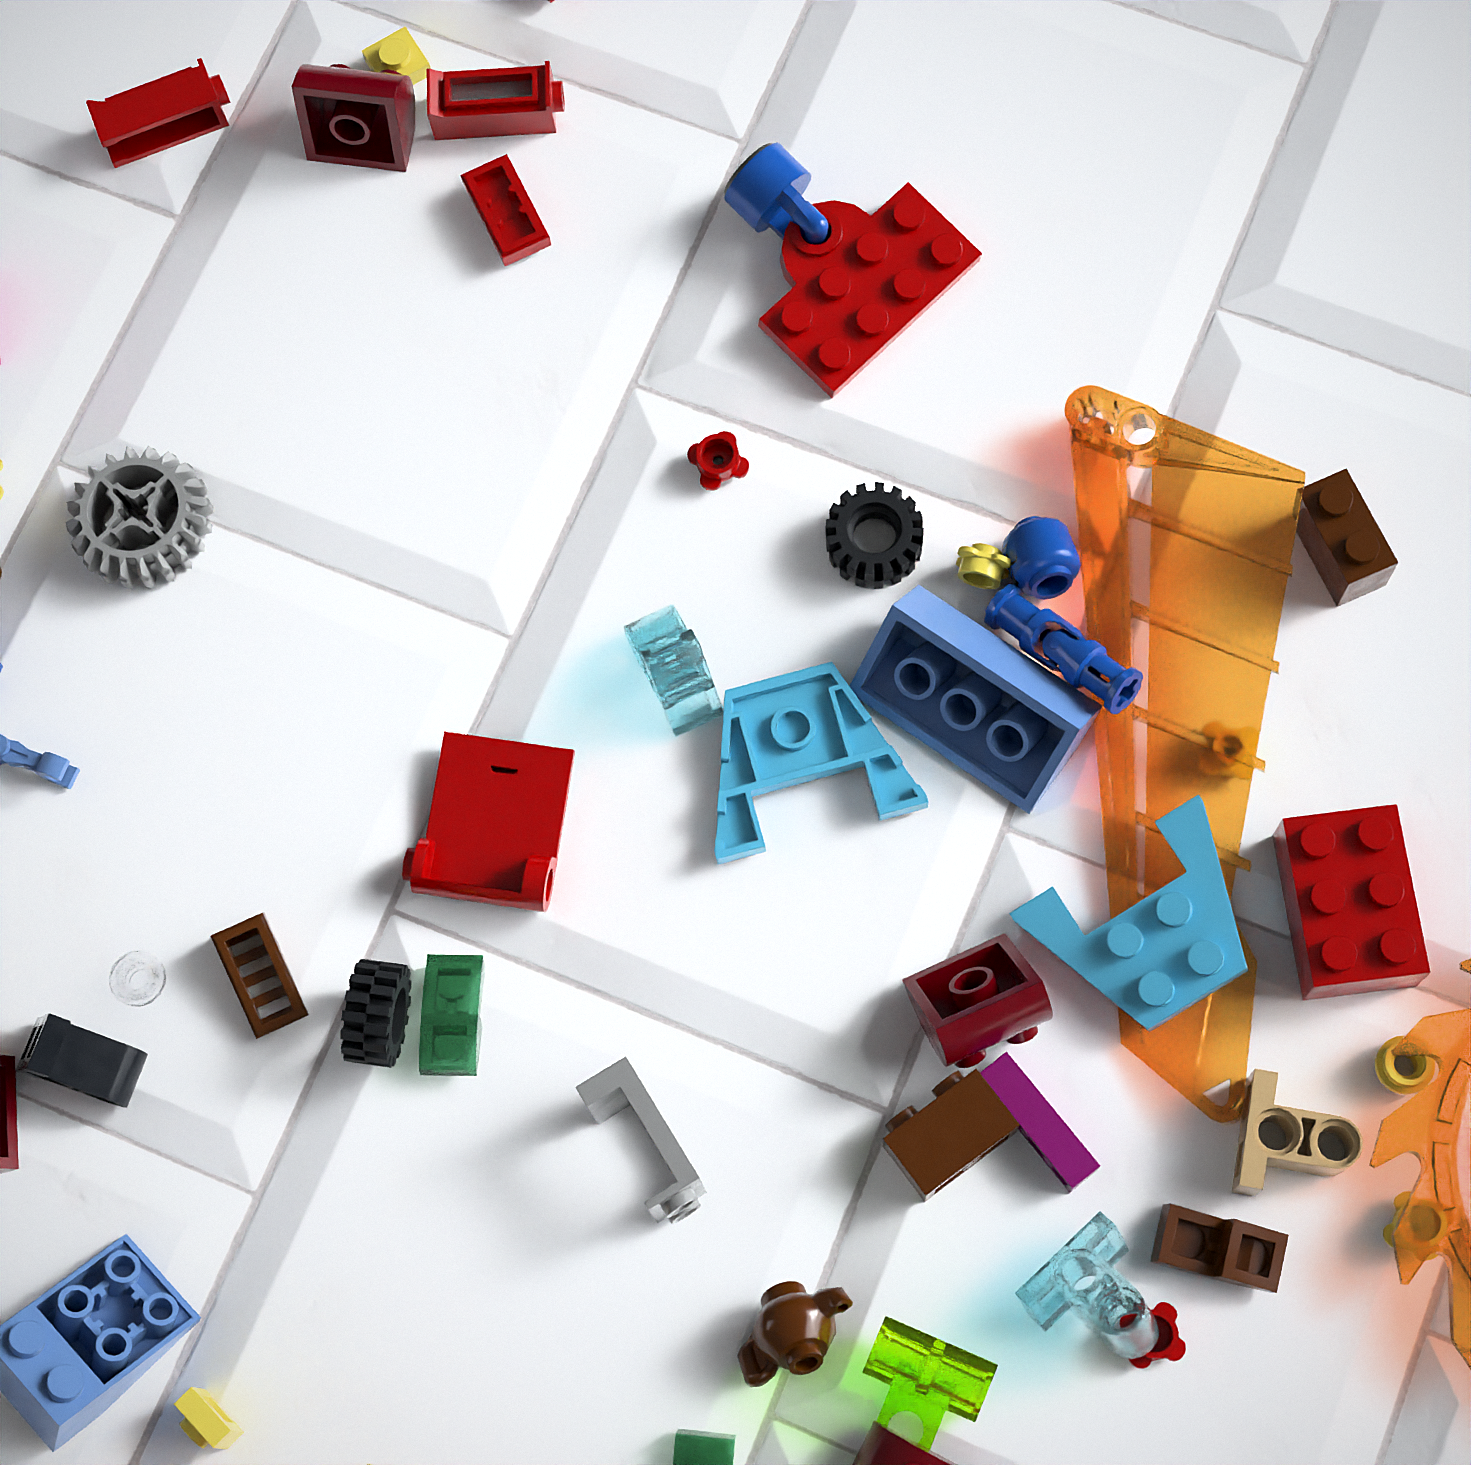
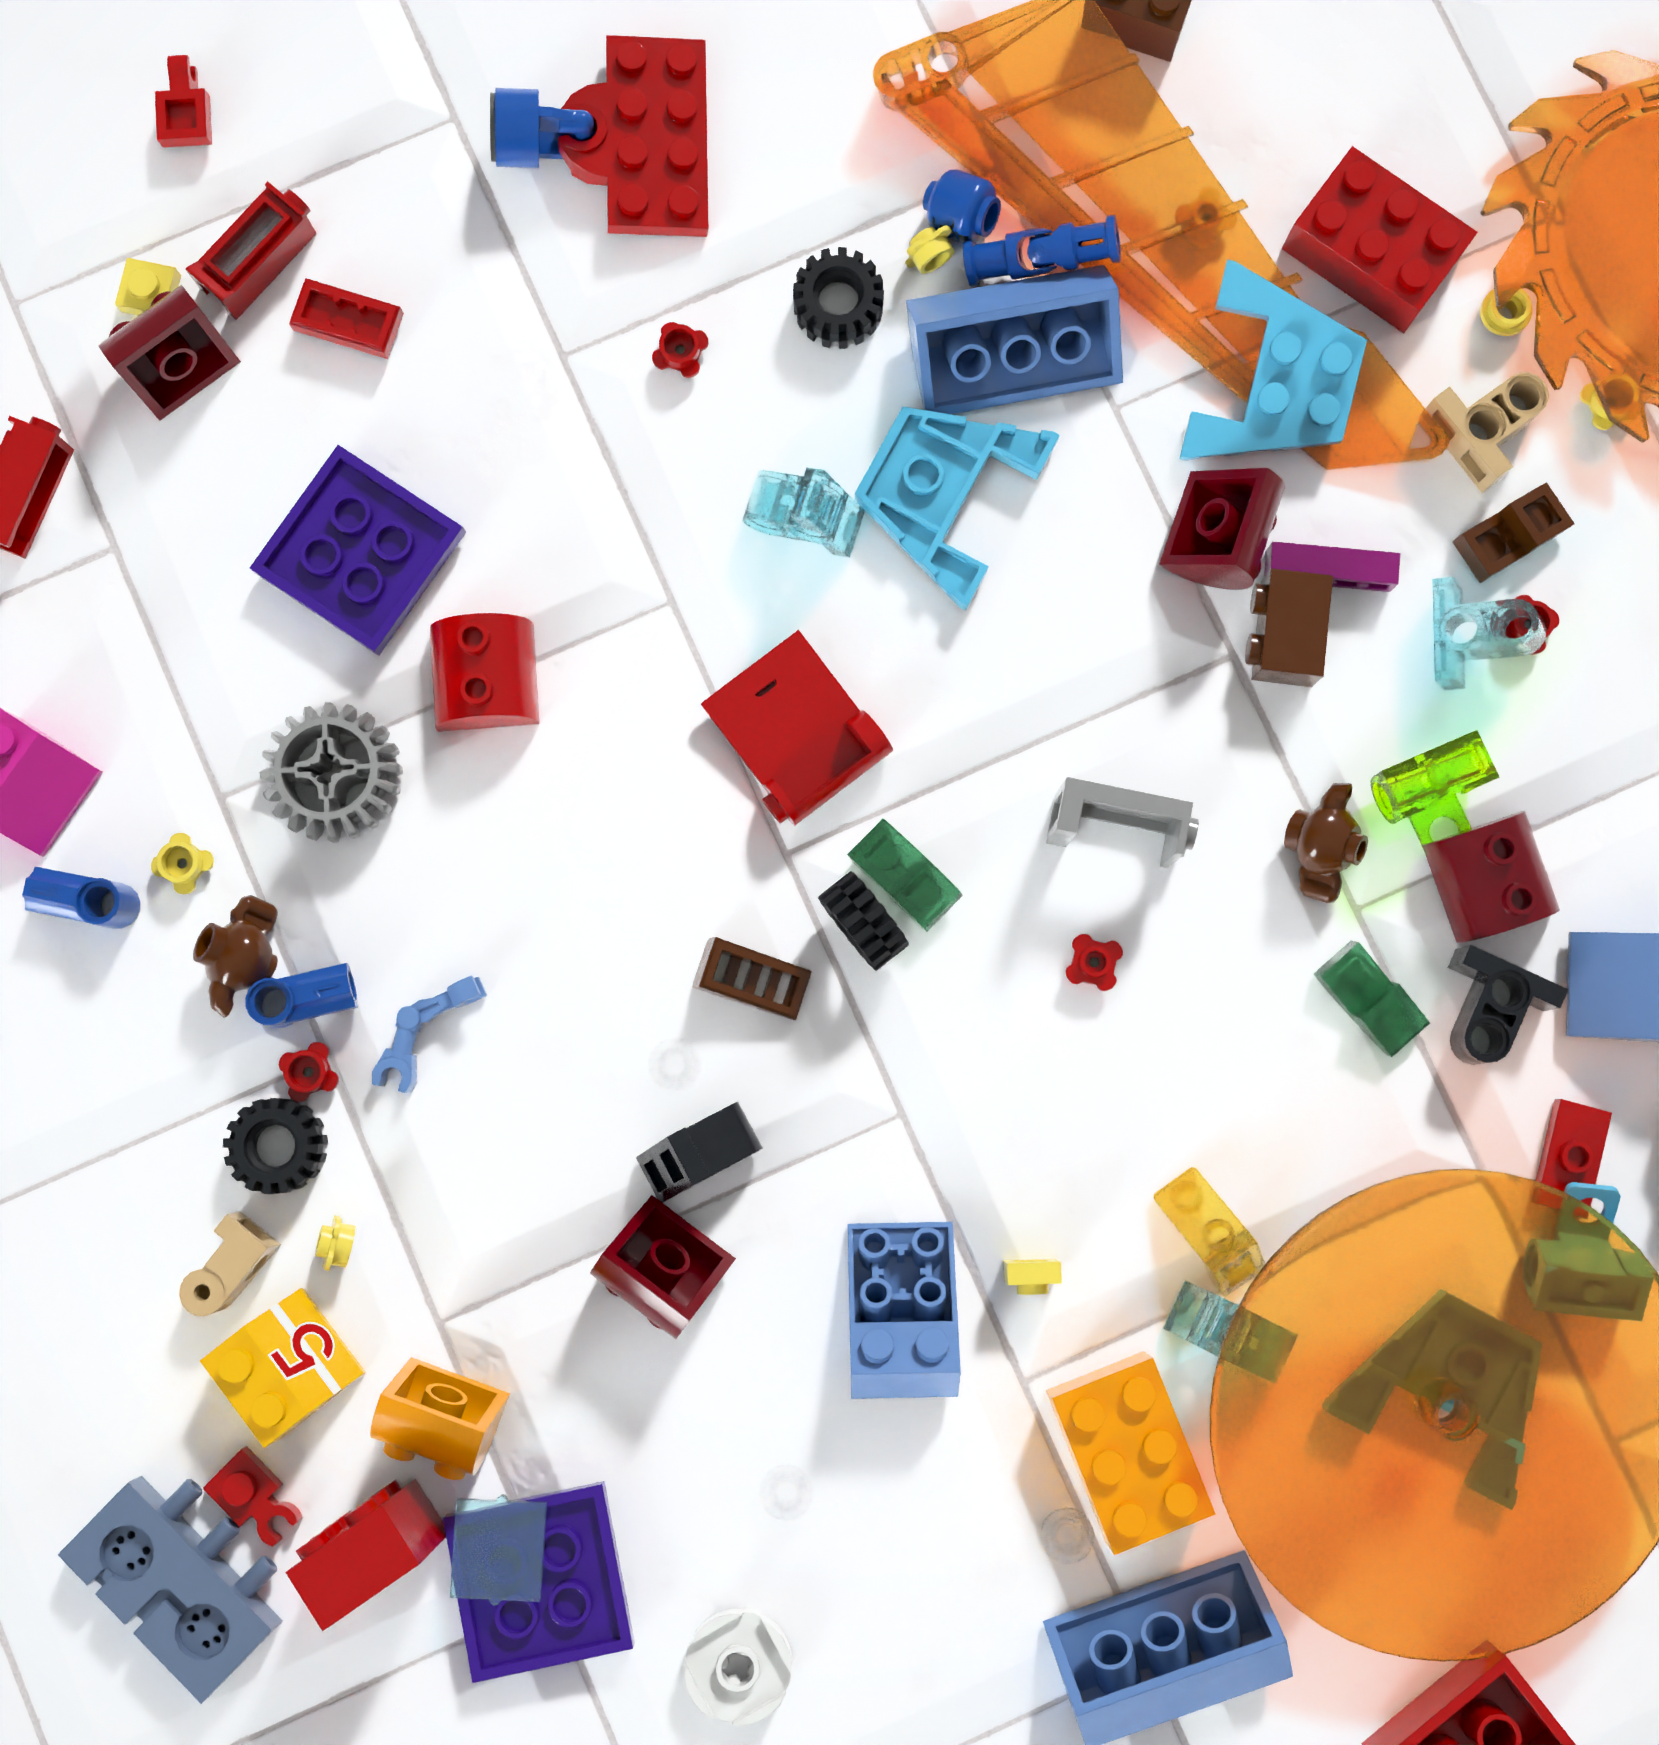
camera: 55 degrees left, 10 degrees up
(322, 555) = (483, 671): none -> red brick
(332, 380) = (358, 549): none -> dark purple plate
(533, 1238) = (1103, 974): none -> red plate

